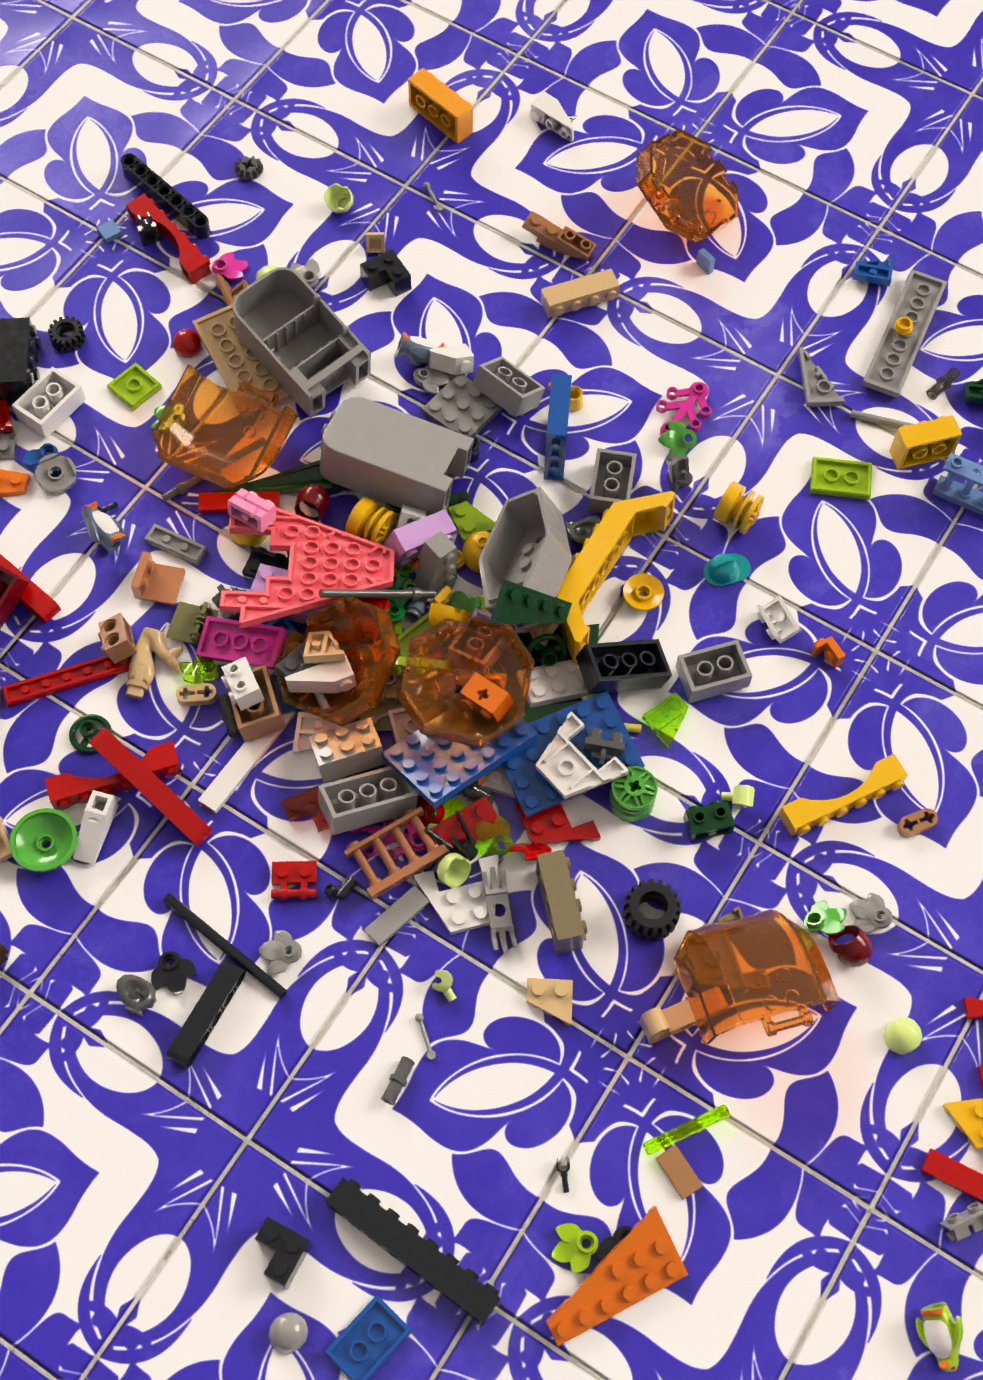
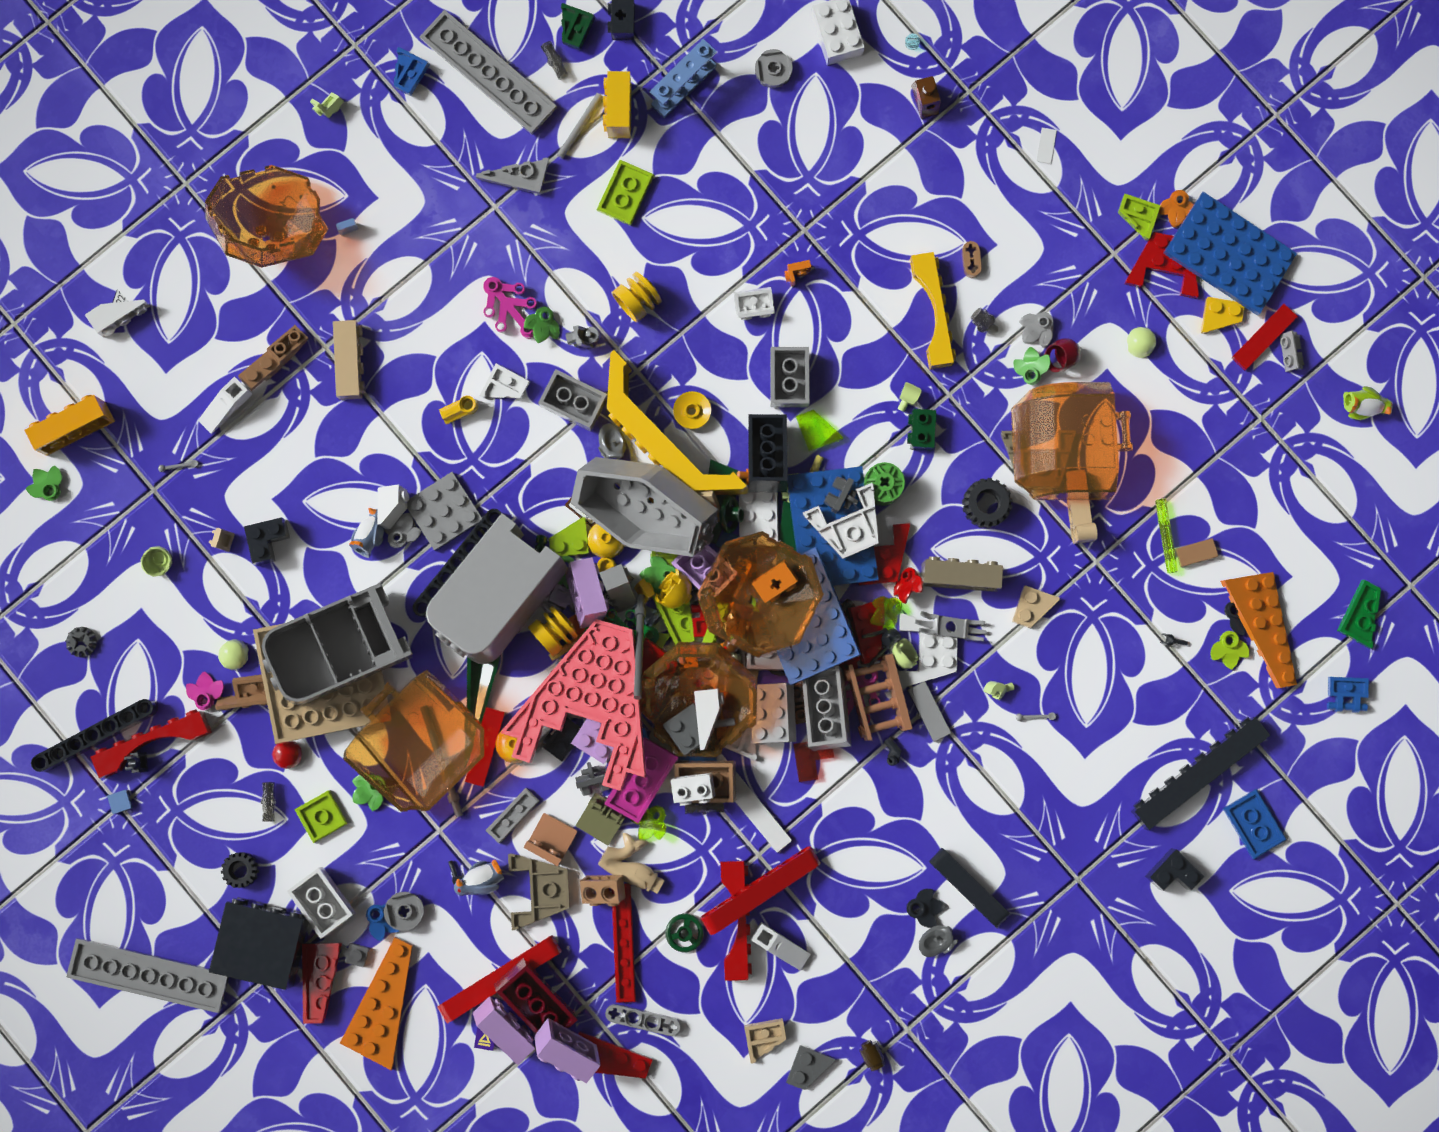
camera: 75 degrees left, 20 degrees up
(38, 829) = (783, 1006): bright green dish -> none
(105, 593) = (547, 889): none -> dark tan wing
(137, 340) = (268, 802): none -> clear smoke pin
(196, 694) = (679, 832): tan beam -> none
(225, 946) = (913, 860): black piece -> none
(252, 509) = (518, 737): bright pink brick -> none
(277, 951) = (933, 818): light grey plate -> none
(288, 1332) = (1232, 882): light grey hair -> none
(294, 873) = (867, 786): red plate -> none
(308, 272) = (234, 620): light grey plate -> none
(315, 497) = (508, 676): dark red helmet -> none
(322, 648) = (680, 709): tan wing -> none
(383, 109) = (44, 482): none -> bright green plate
(397, 1080) = (1066, 748): dark grey pin -> none
(409, 515) = (559, 594): white panel -> none
(504, 212) = (224, 404): none -> white slope
(508, 386) = (440, 462): light grey brick -> none
(527, 605) = (710, 520): dark green wing -> none
(557, 426) = (510, 432): blue window -> none
(606, 424) = (504, 384): none -> white wing
(726, 569) = (687, 328): teal piece -> none
(814, 221) = (328, 106): none -> yellowish green bracket
(853, 853) = (984, 321): none -> clear smoke piece
(903, 326) = (485, 72): yellow plate -> none

